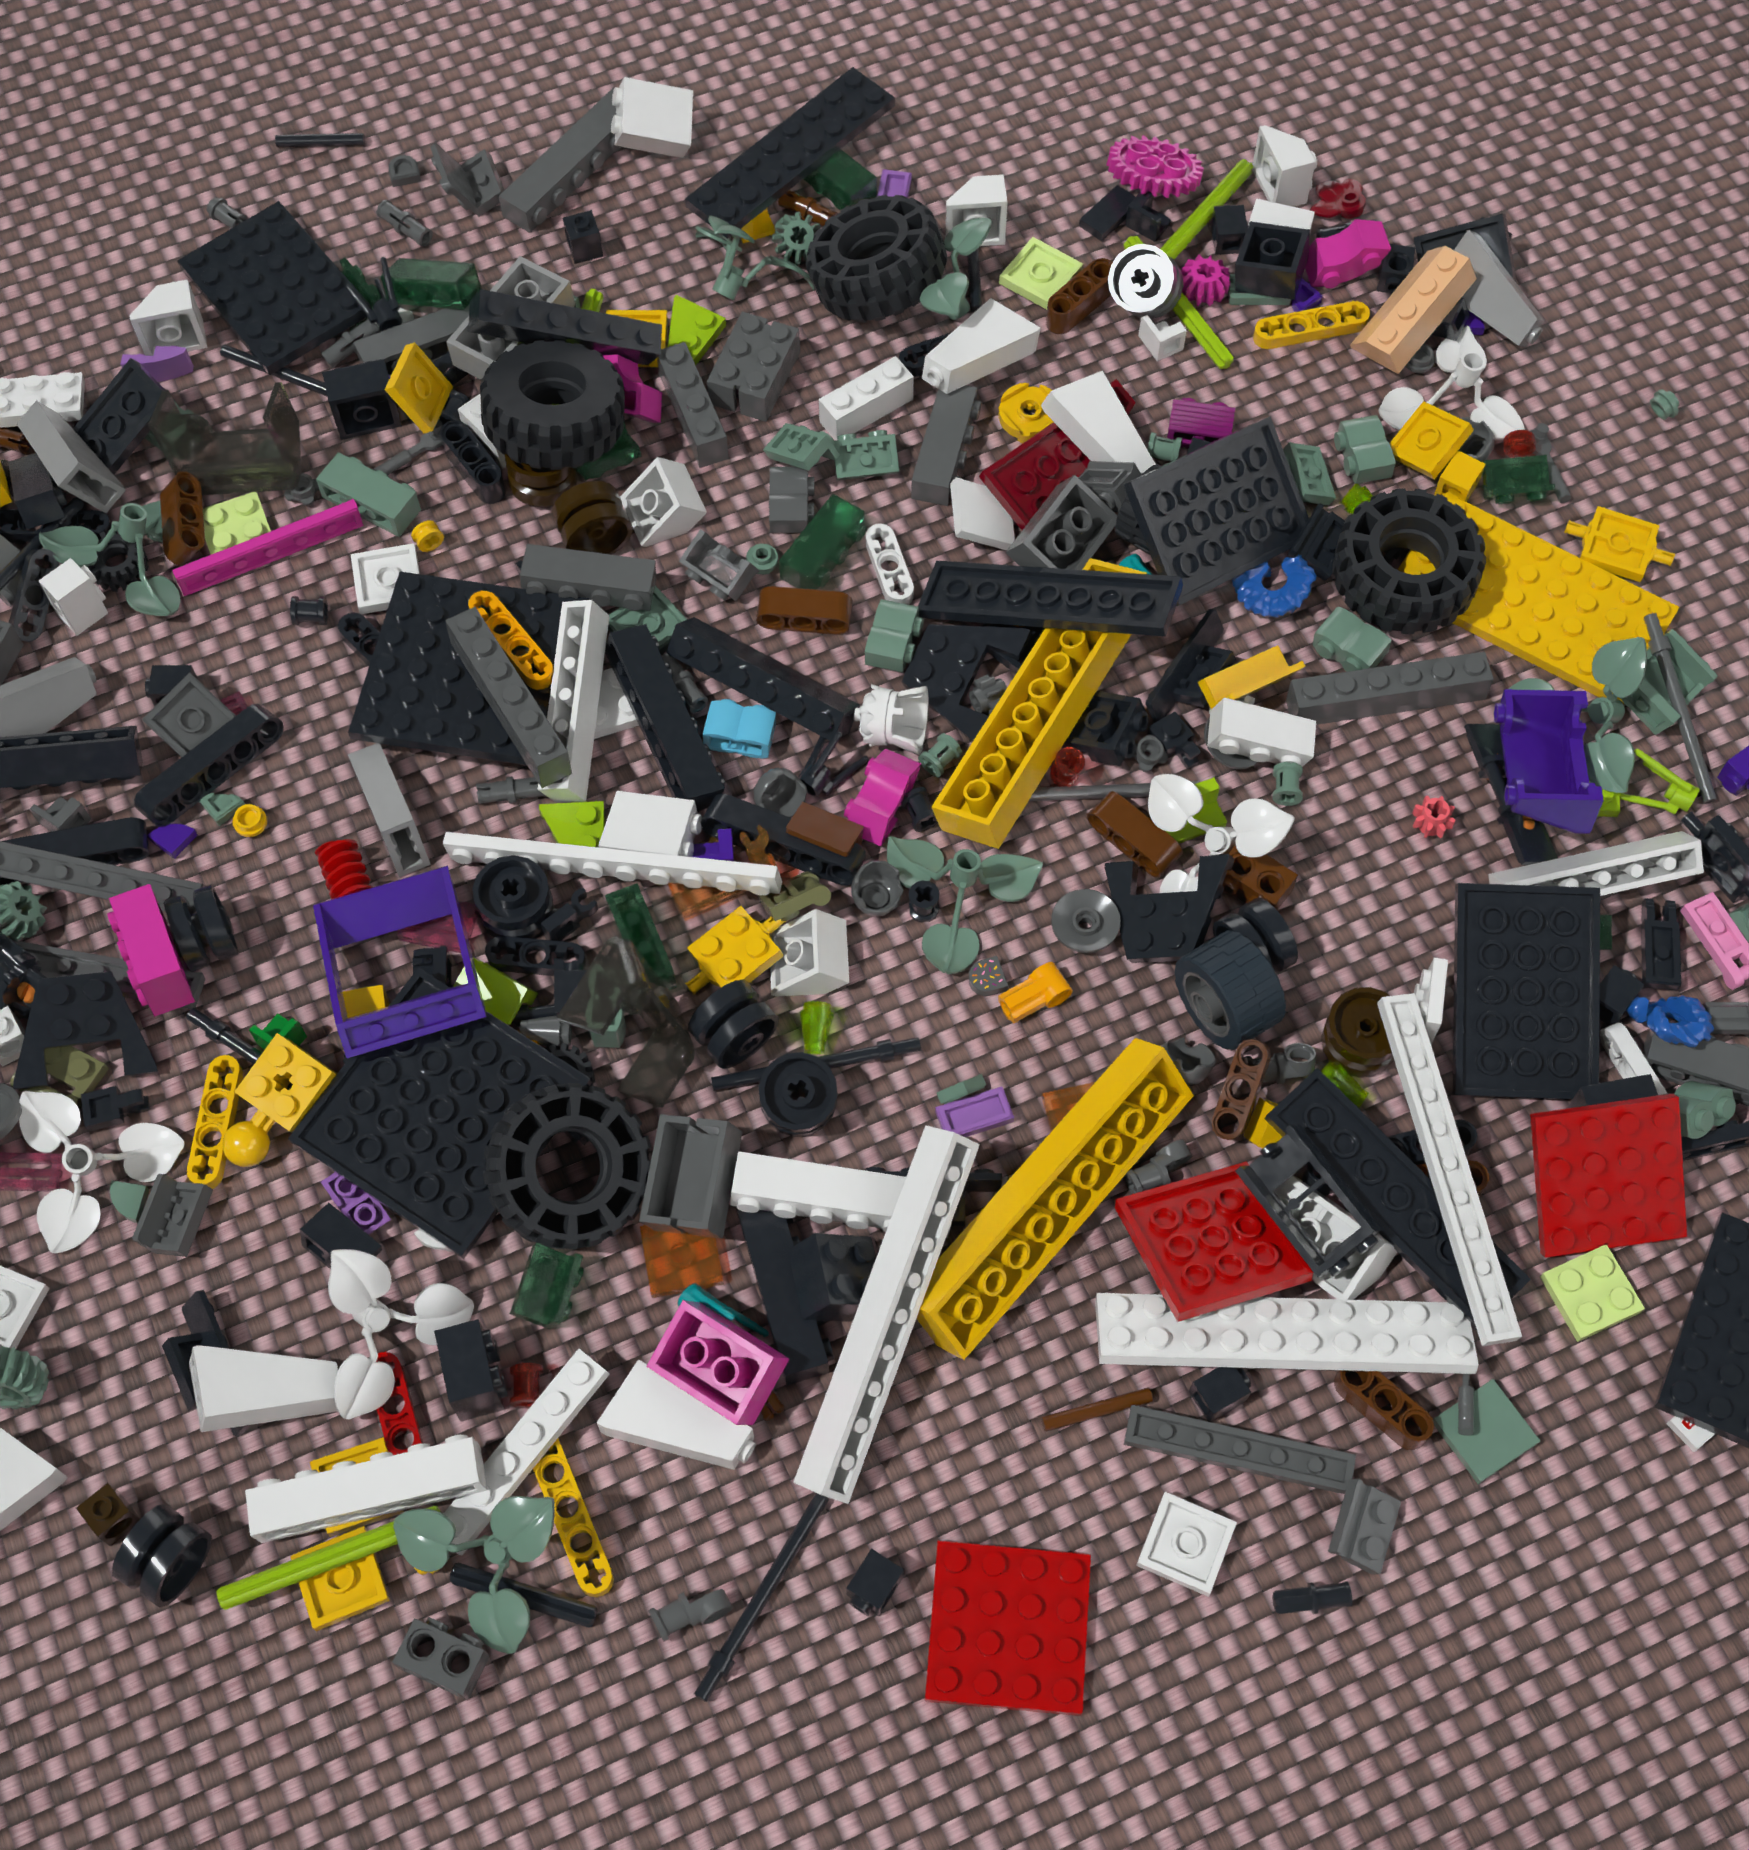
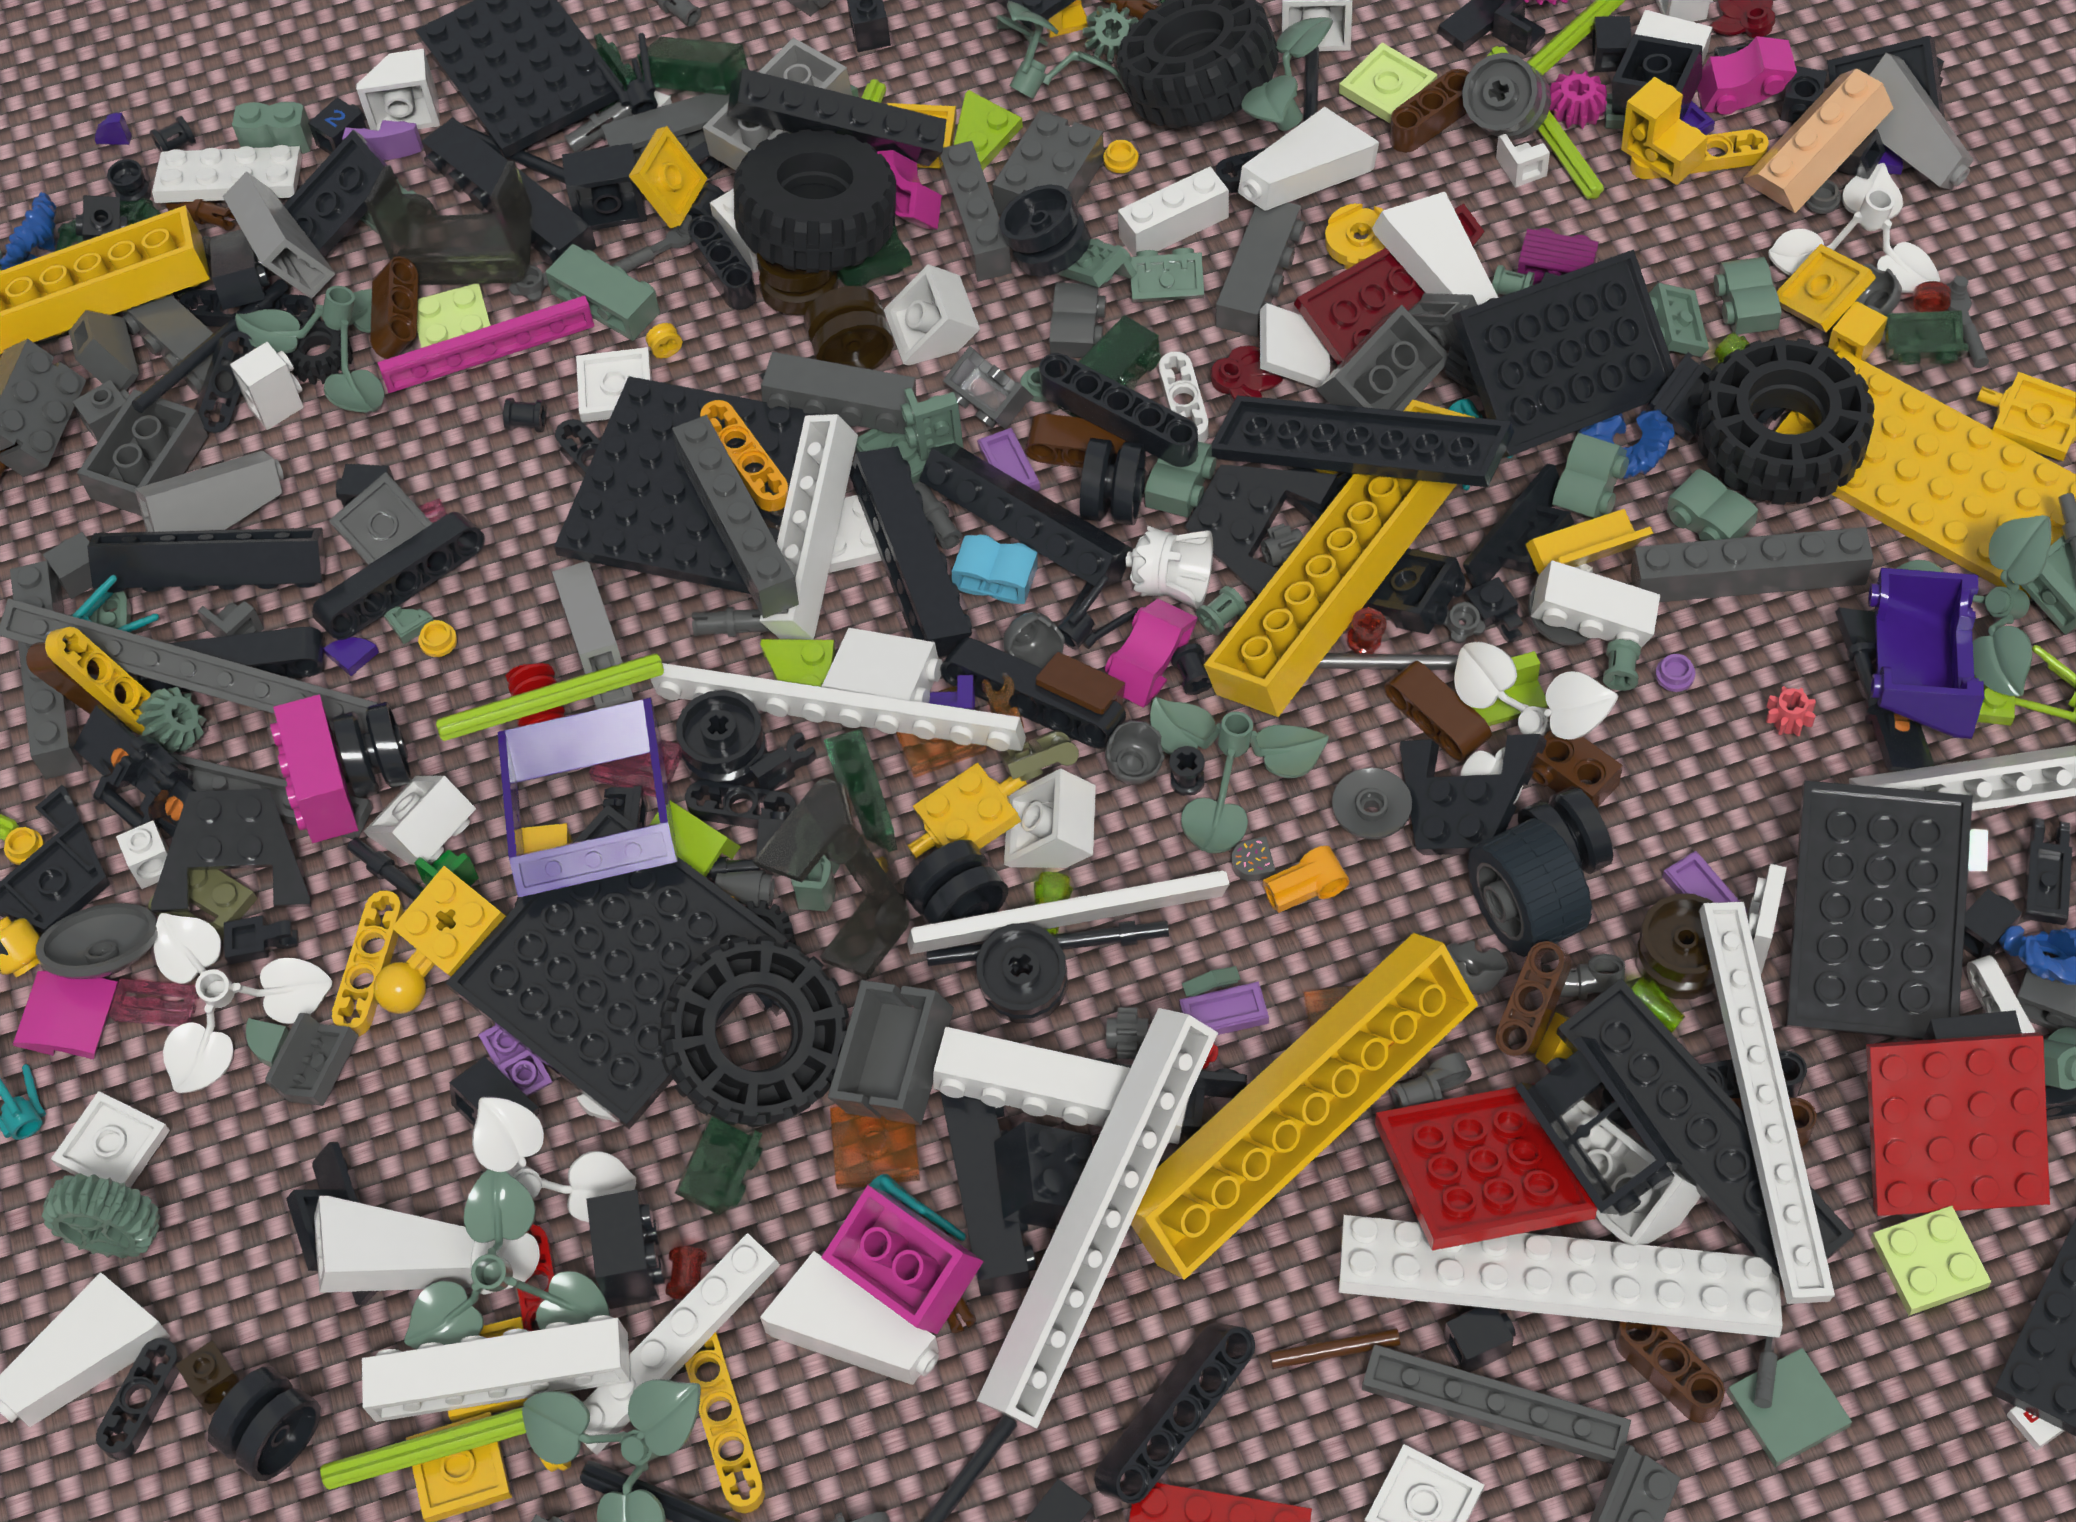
camera: 10 degrees right, 5 degrees down
(23, 1561) = (134, 1381): none -> black beam
(55, 355) = (272, 125): none -> sand green brick
(109, 350) = (331, 123): none -> black brick
(249, 390) = (476, 168): none -> black brick
(251, 987) = (421, 819): none -> white slope
(354, 1347) = (494, 1211): none -> sand green plant
(356, 871) = (549, 697): none -> lime axle
(673, 601) = (931, 422): none -> sand green bracket
(738, 623) = (1007, 455): none -> medium lavender tile
(757, 421) = (1045, 230): none -> black wheel
(815, 349) = (1120, 156): none -> yellow plate
(833, 1036) = (1070, 911): none -> white tile
(839, 645) = (1112, 481): none -> black wheel
(844, 593) = (1118, 409): none -> black beam
(893, 1141) = (1126, 1032): none -> dark grey gear
(942, 540) = (1245, 374): none -> dark red plate
(965, 1479) = (1156, 1417): none -> black beam
(1247, 619) = (1590, 477): none -> sand green brick
(1278, 311) = (1658, 135): none -> yellow brick
(1333, 788) = (1675, 673): none -> medium lavender plate
(1365, 970) = (1696, 877): none -> medium lavender tile

